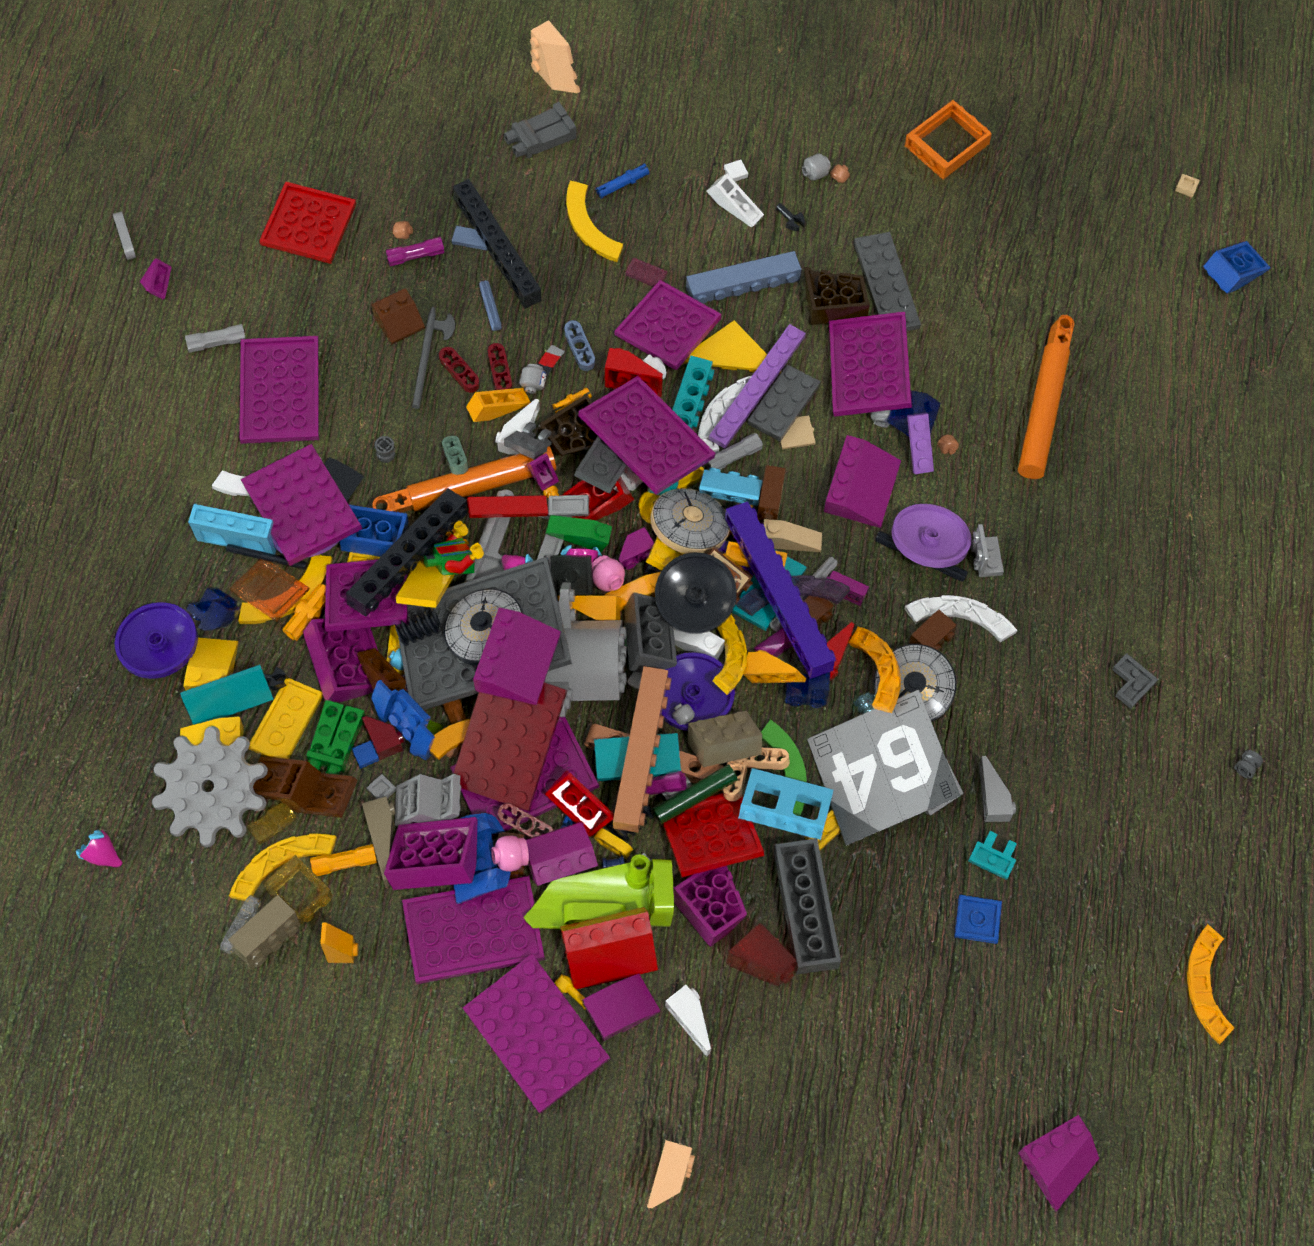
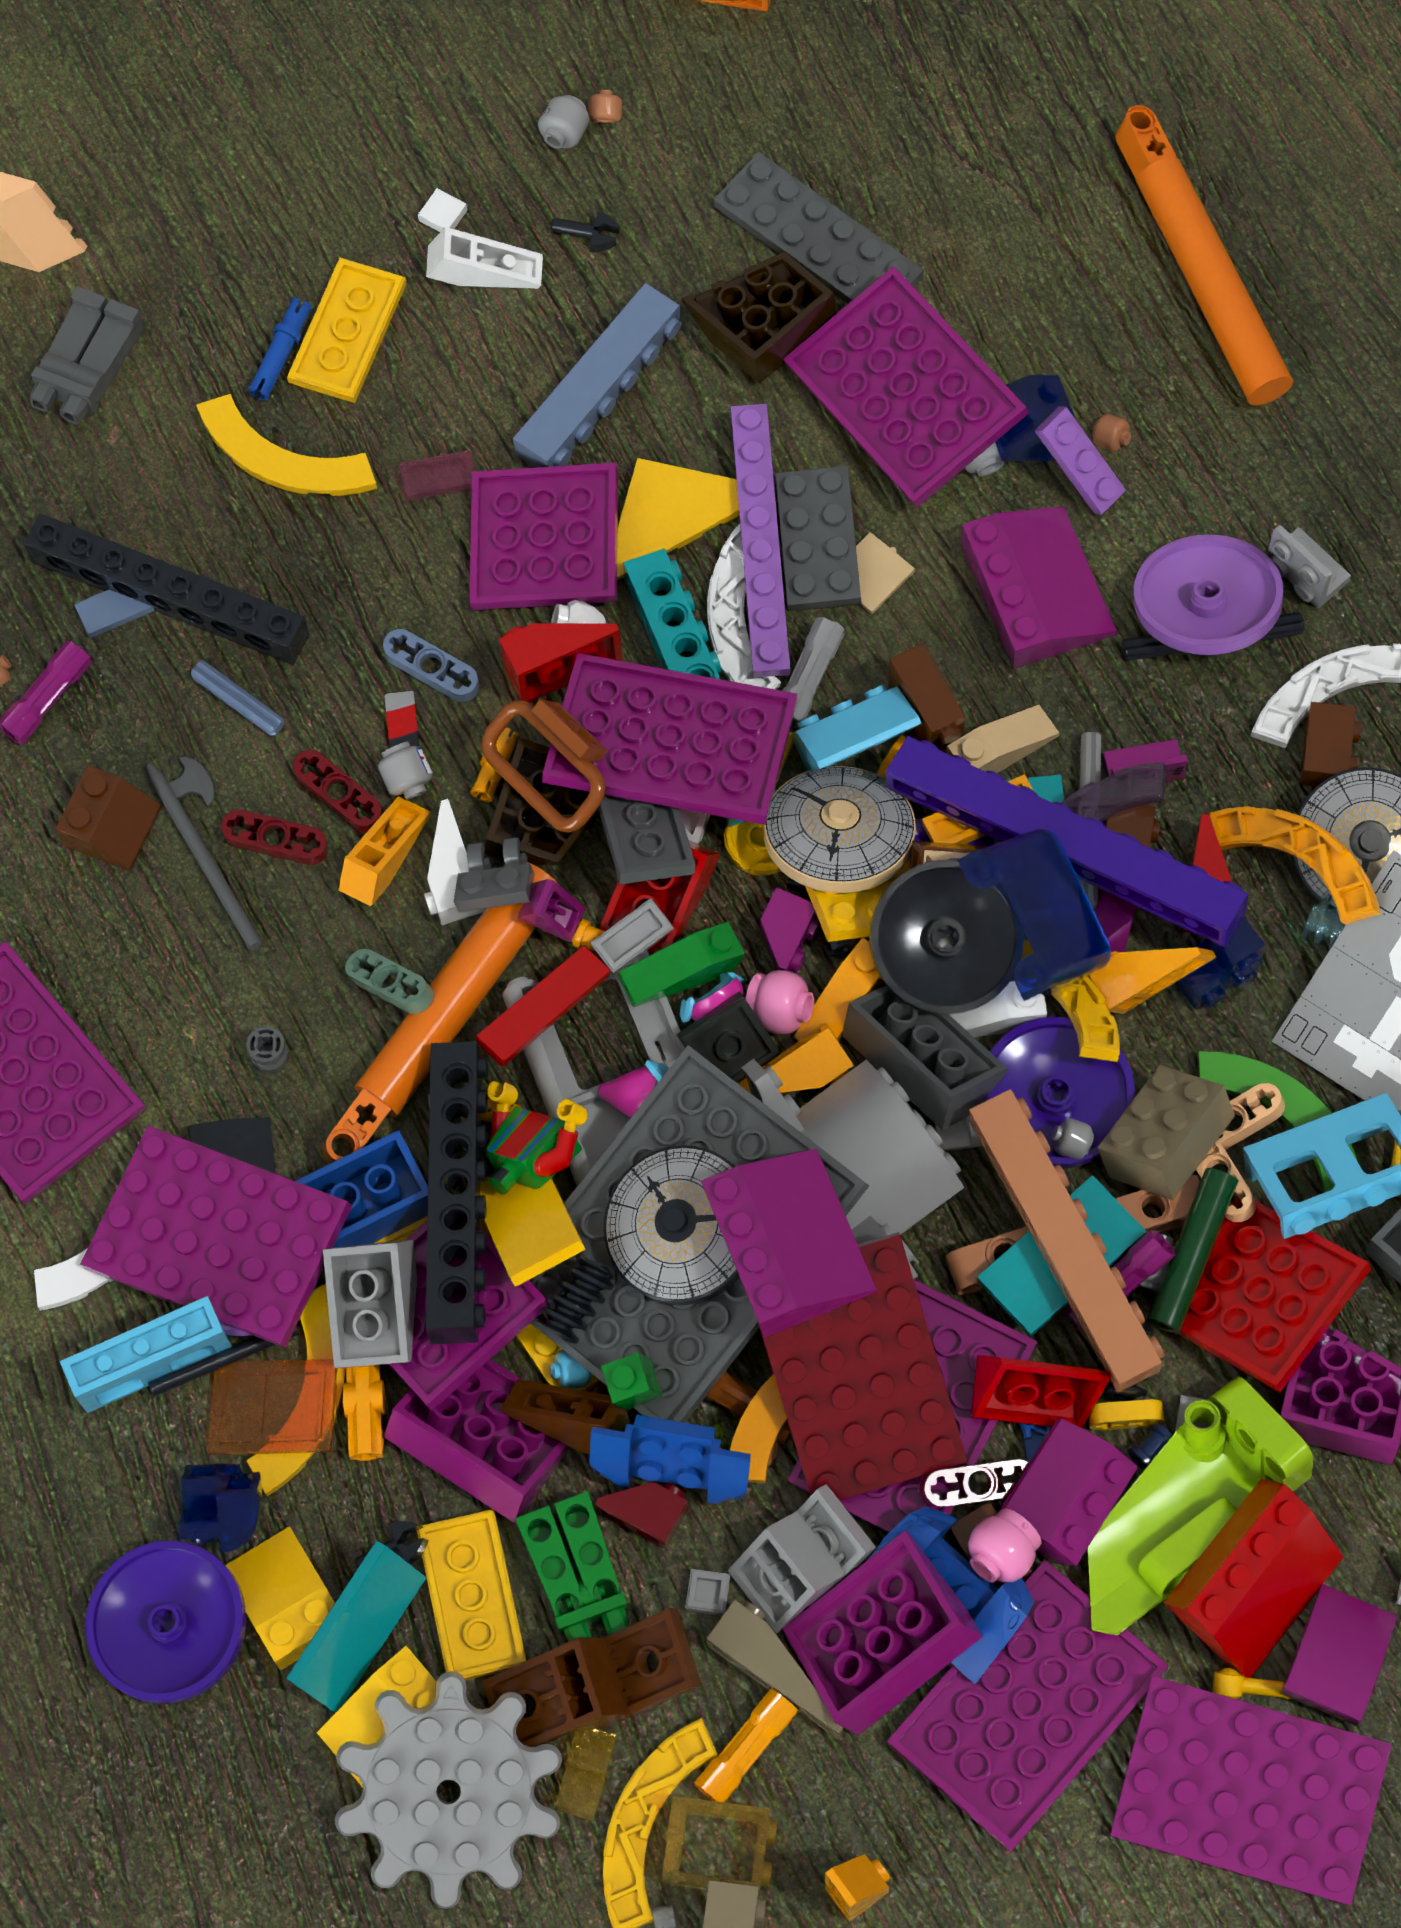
camera: 30 degrees left, 5 degrees up
(337, 571) = (371, 1302): none -> light grey slope
(365, 754) = (639, 1557): blue tile -> none
(412, 674) = (631, 1381): none -> green brick
(602, 407) = (569, 739): none -> dark orange bar
(657, 192) = (347, 330): none -> yellow tile
(742, 609) = (1049, 908): none -> clear blue windscreen

